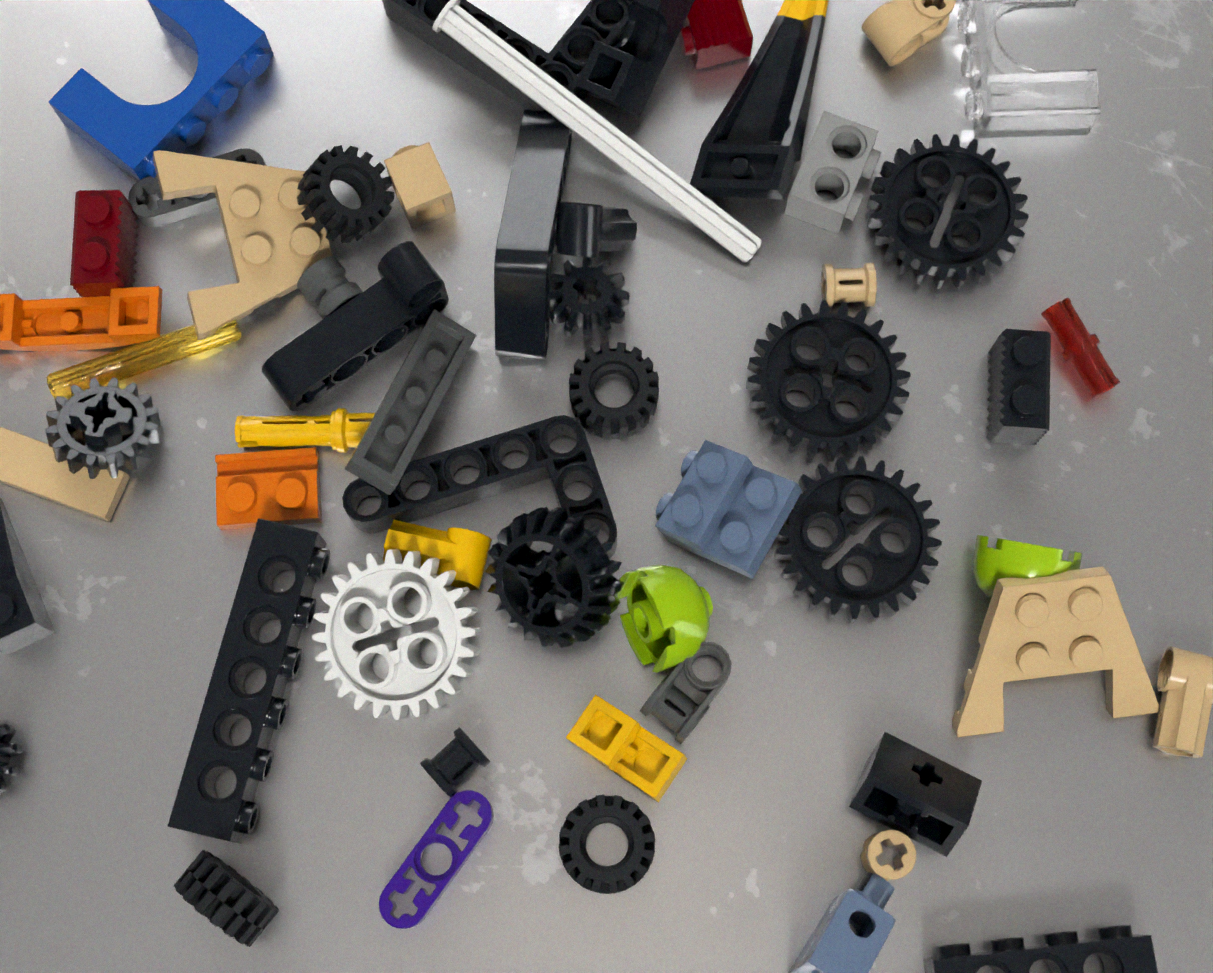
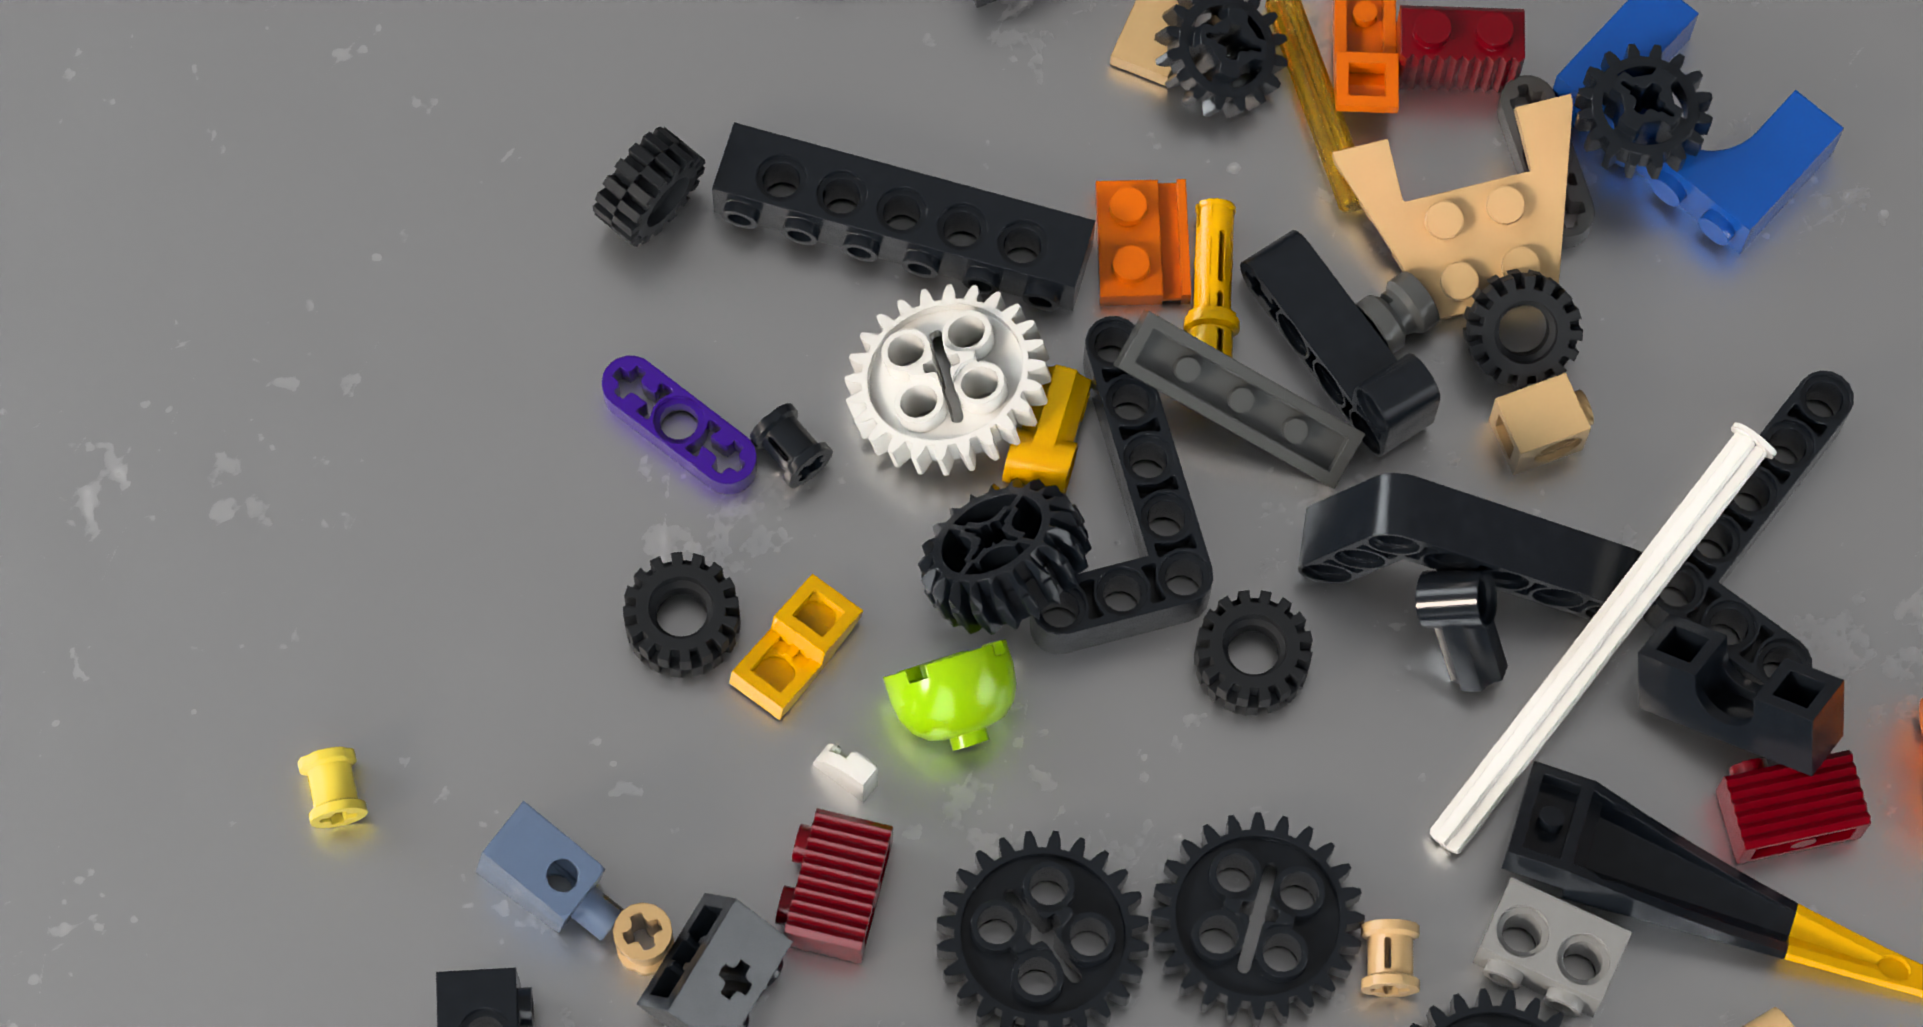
camera: 90 degrees right, 5 degrees down
(168, 99) = (1659, 133): none -> black gear
(583, 281) = (1364, 605): black gear -> none
(687, 693) = (853, 713): dark grey piece -> none
(726, 508) = (1087, 774): sand blue plate -> none
(728, 699) = (852, 772): none -> white tile
(829, 701) = (836, 884): none -> dark red brick

